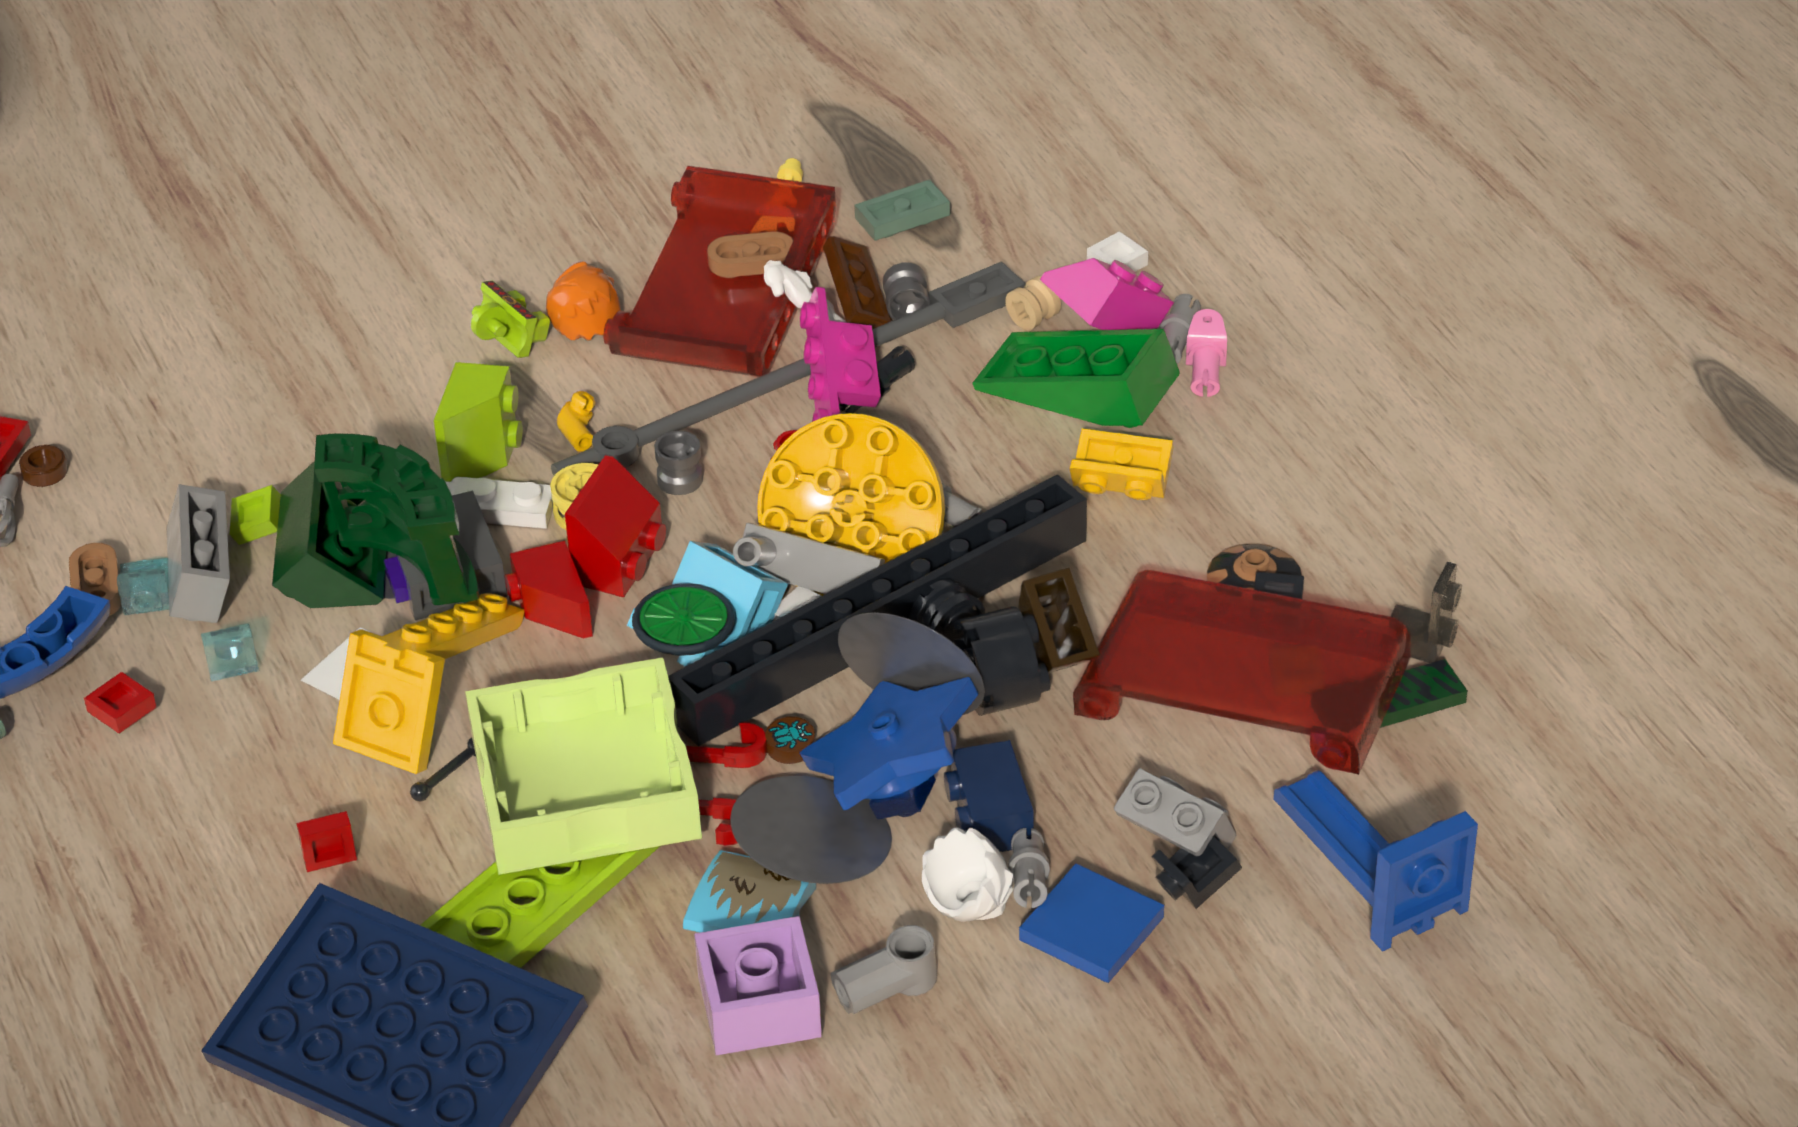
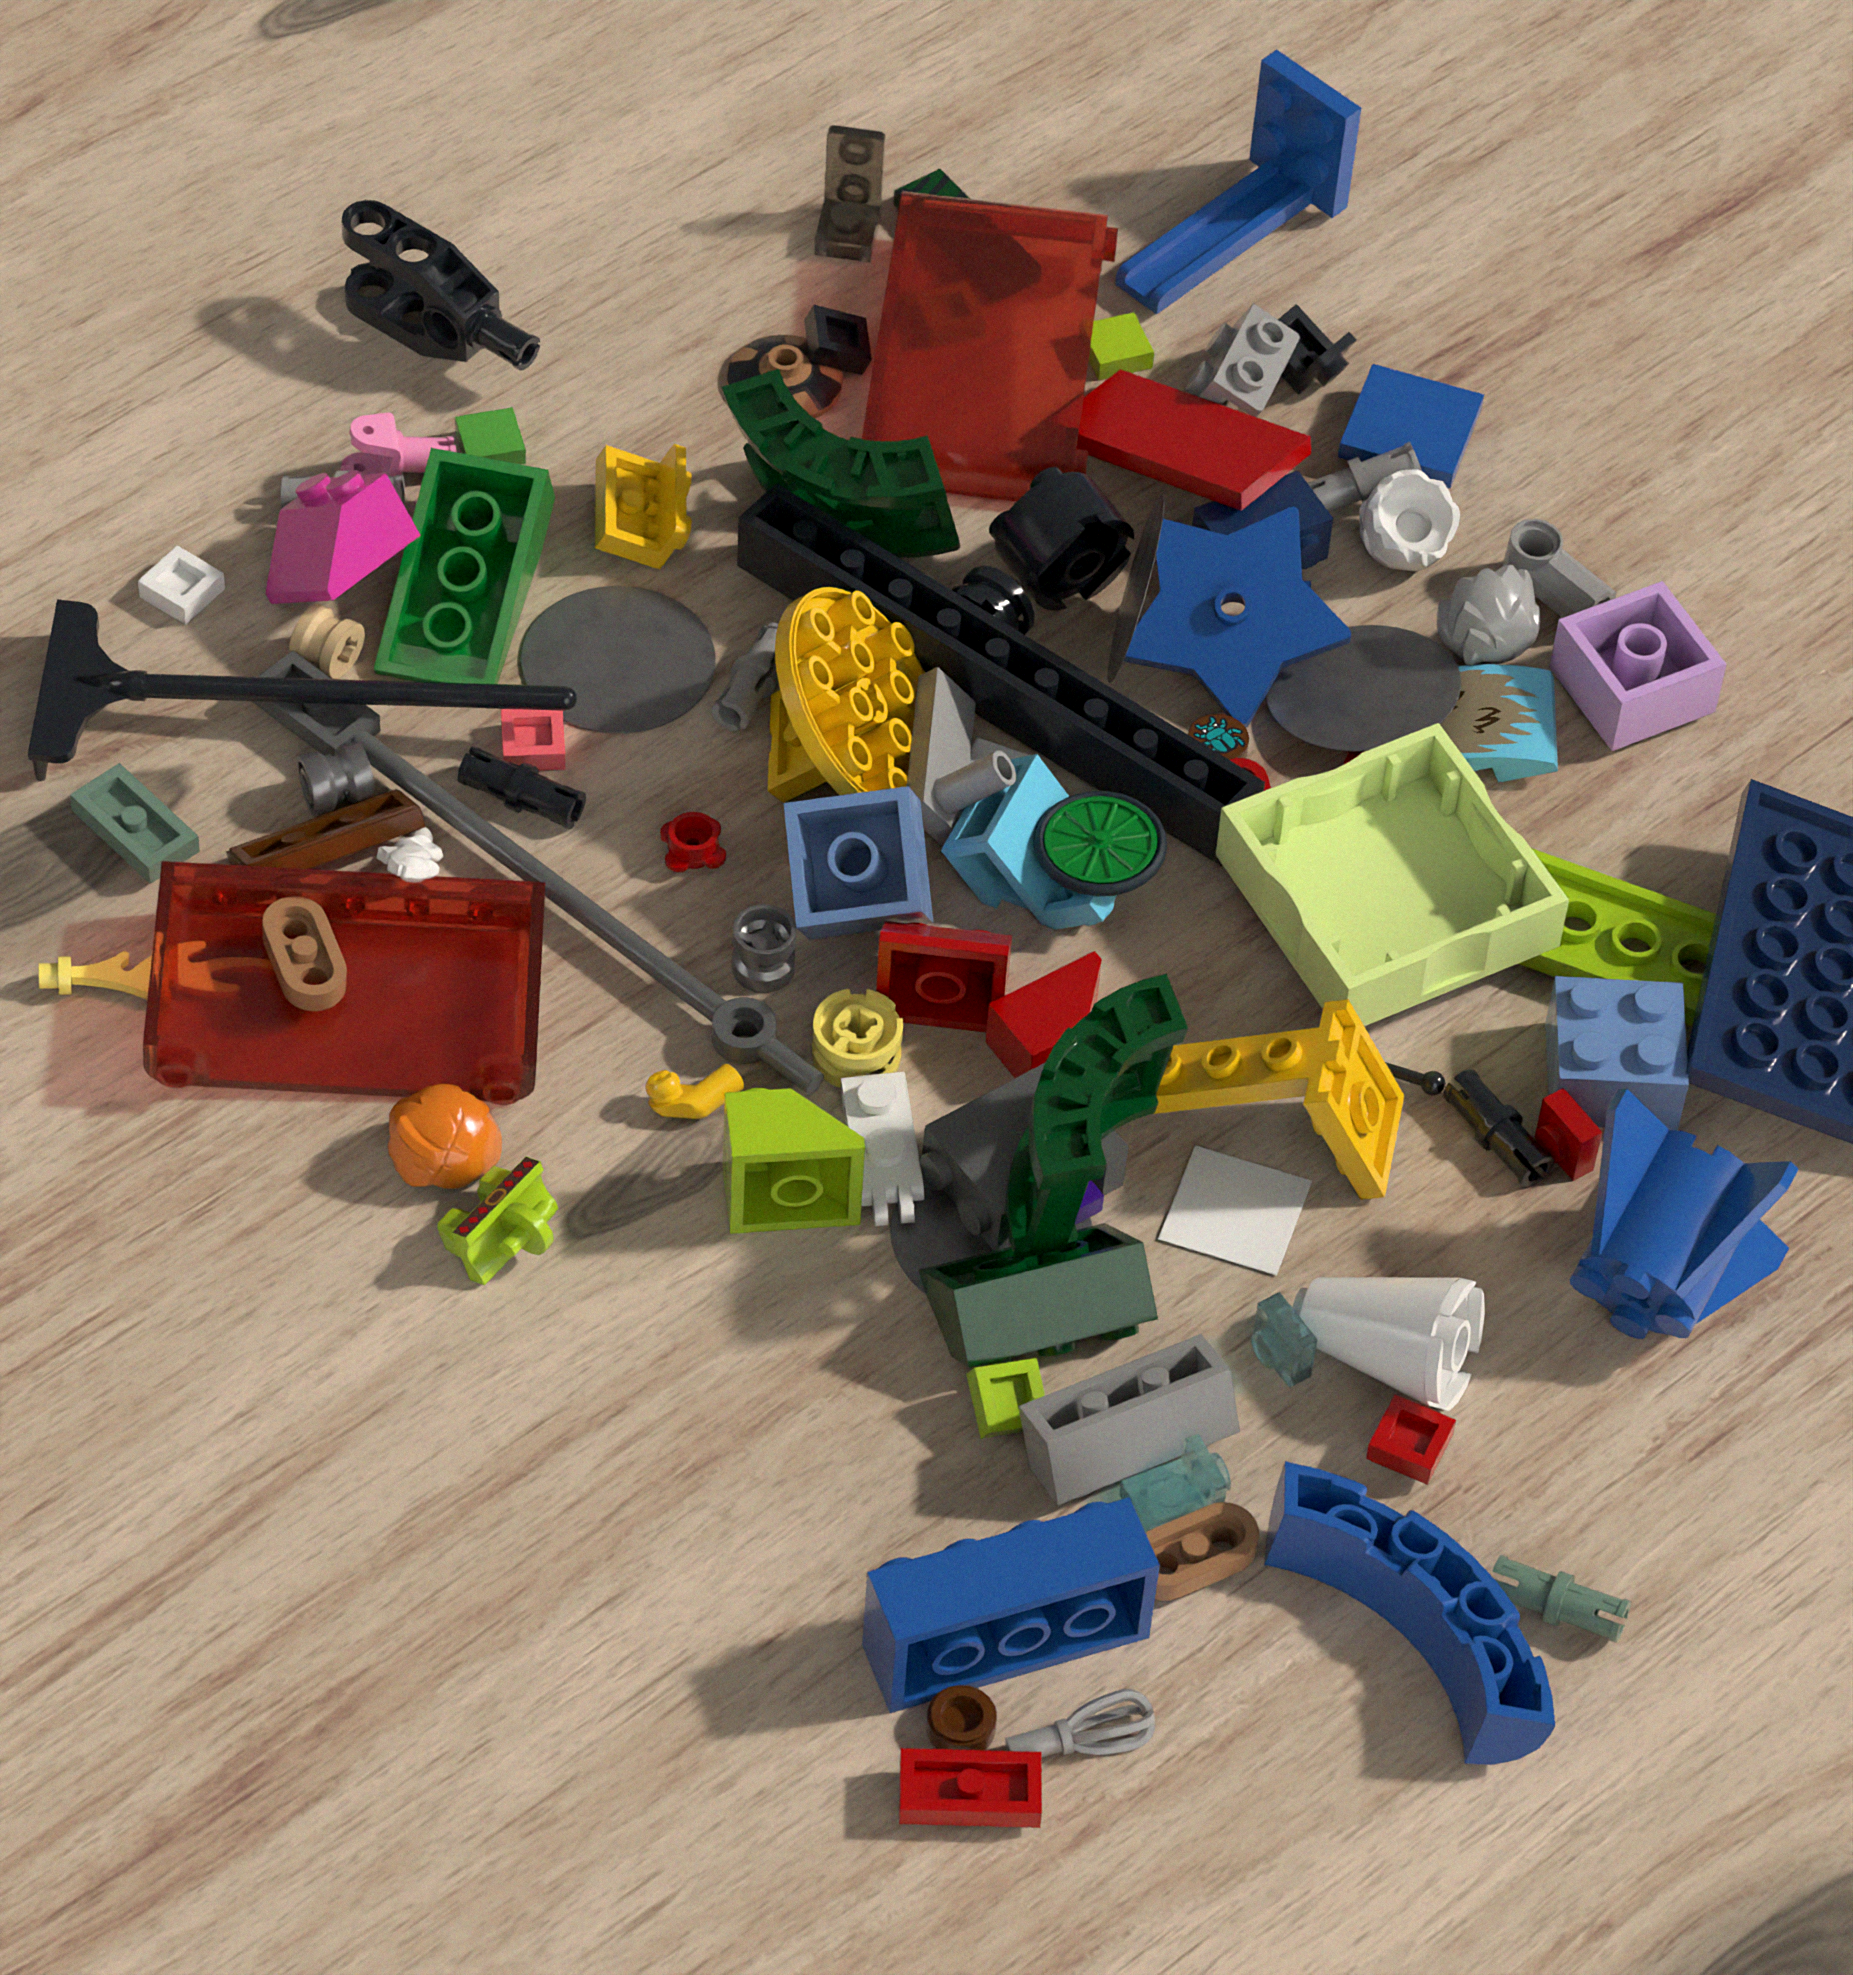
camera: 110 degrees left, 10 degrees up
(86, 463) = (1009, 1603): none -> blue brick
(189, 843) = (1675, 1225): none -> blue brick
(191, 700) = (1399, 1330): none -> white cone
(390, 867) = (1616, 1038): none -> medium blue brick
(391, 804) = (1498, 1128): none -> black pin
(707, 491) = (857, 862): none -> medium blue brick
(831, 902) = (1490, 616): none -> light grey hair
(839, 359) = (551, 800): dark pink bracket -> none
(920, 395) = (533, 738): none -> coral tile
(992, 451) = (625, 654): none -> flat silver sticker
(1019, 193) = (84, 680): none -> black piece
(1046, 523) = (874, 487): none -> dark green fence
(1060, 620) = (1001, 471): dark brown torso -> none
(1095, 757) = (1187, 440): none -> red tile
(1219, 411) = (491, 435): none -> bright green tile
(1241, 767) = (1118, 345): none -> lime tile
(1327, 371) = (452, 294): none -> black piece

